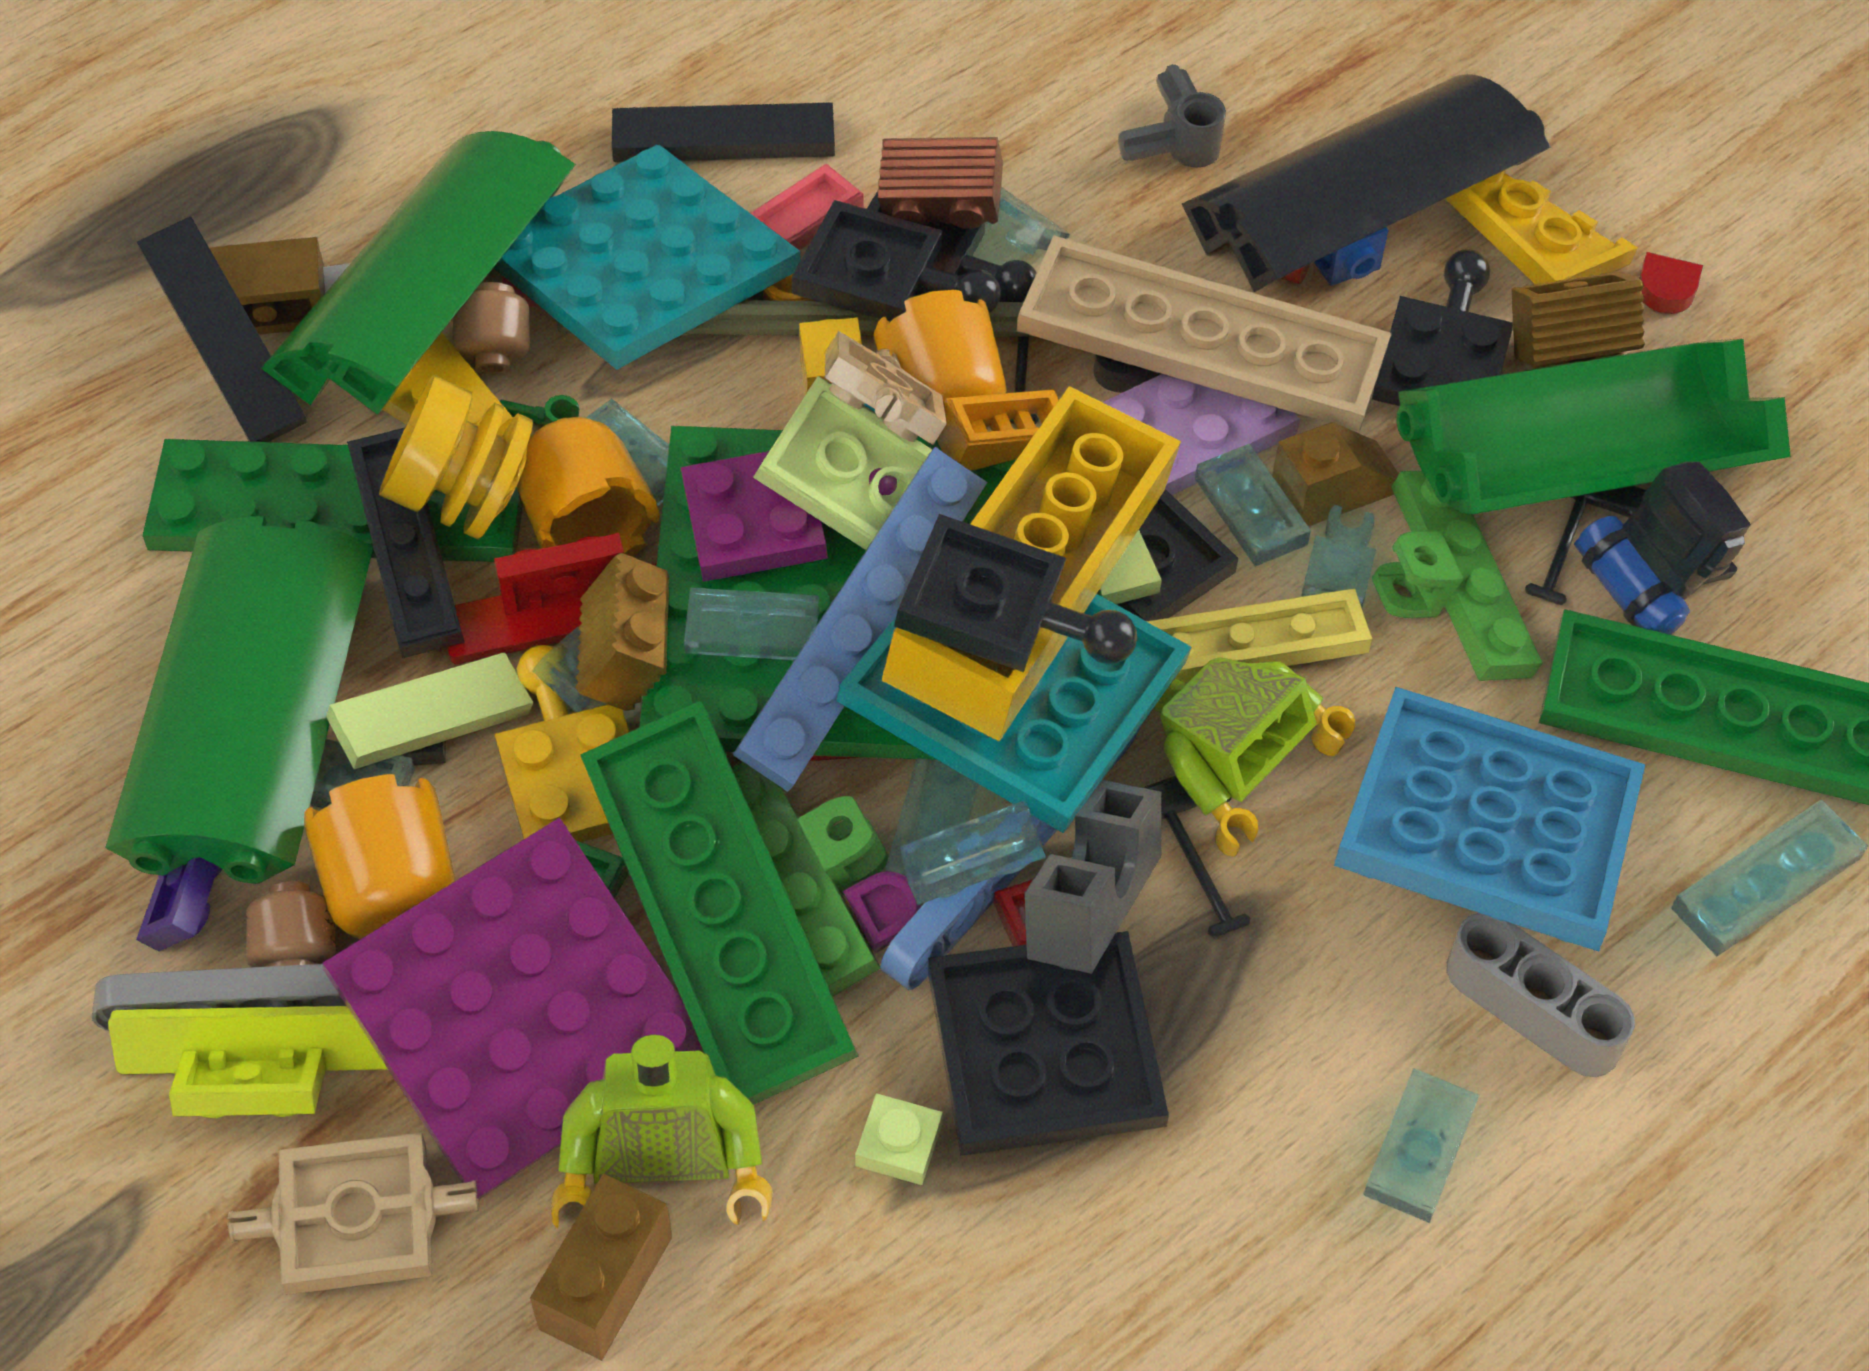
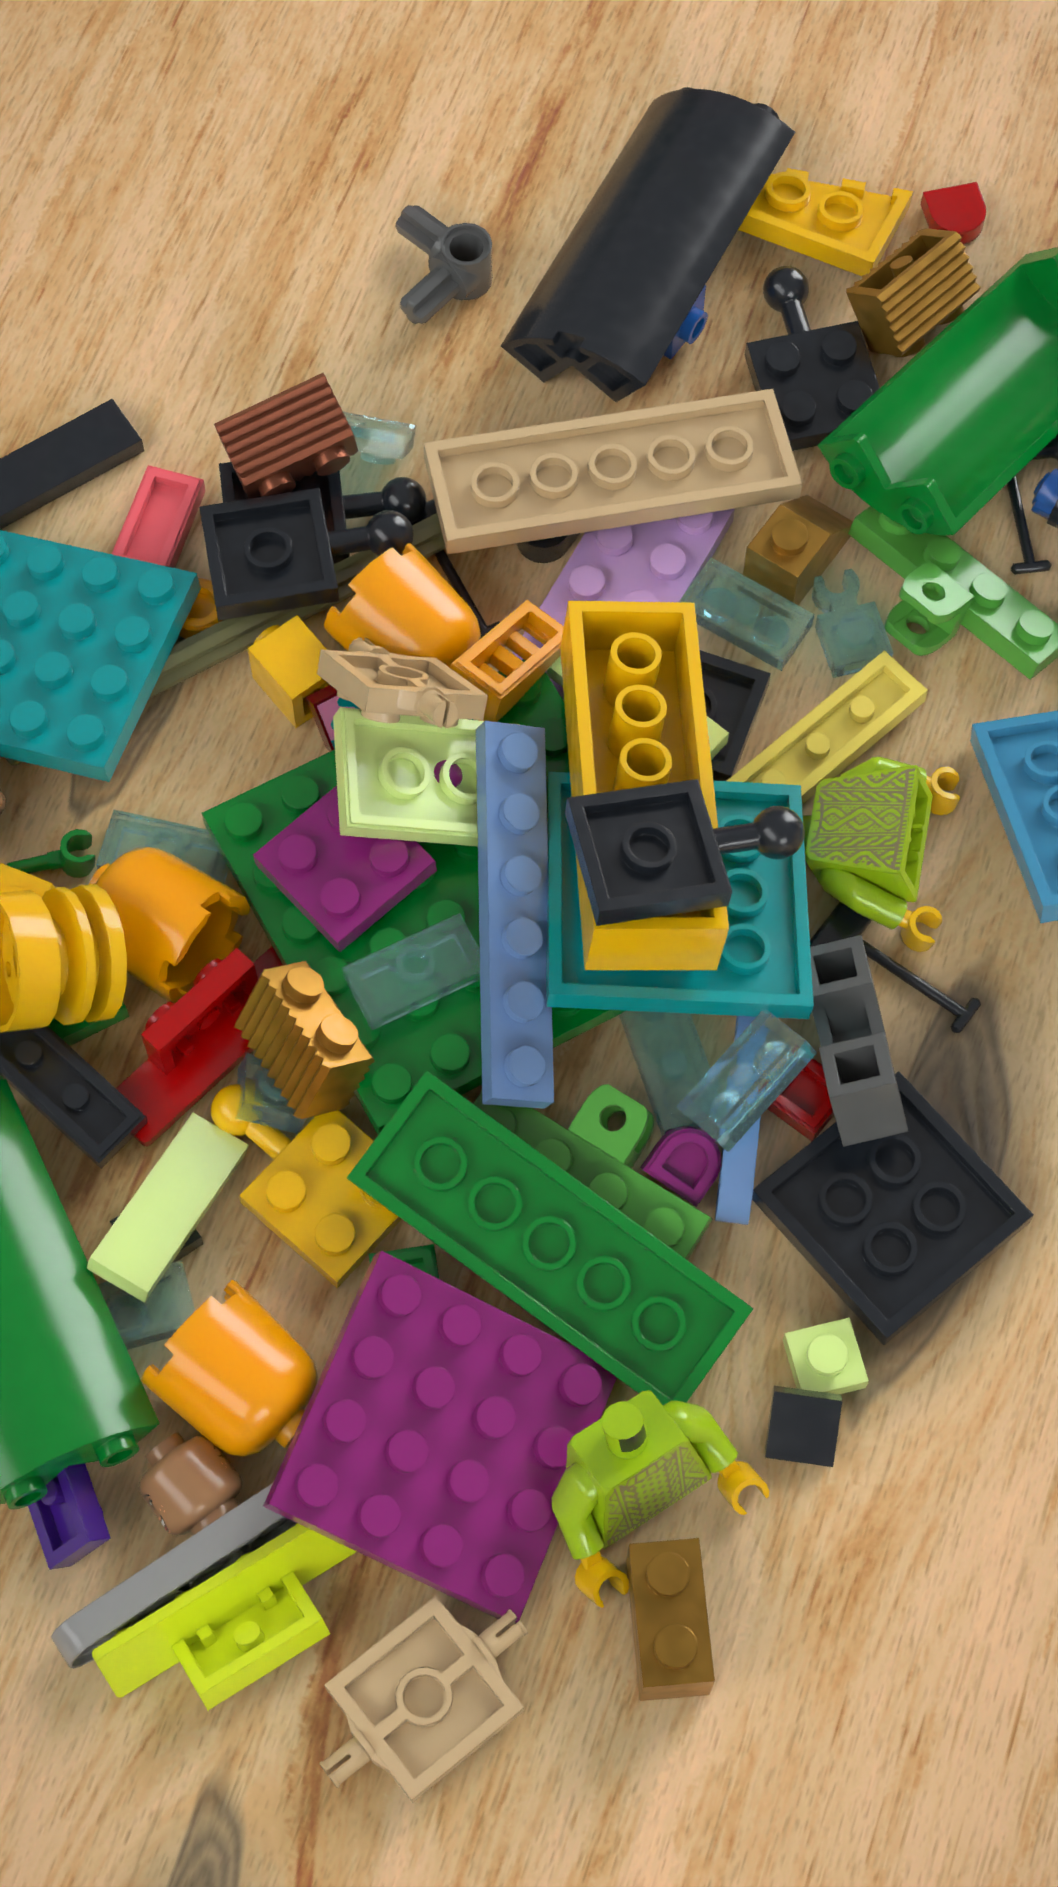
camera: 30 degrees left, 10 degrees up
(837, 1178) = (803, 1426): none -> black tile

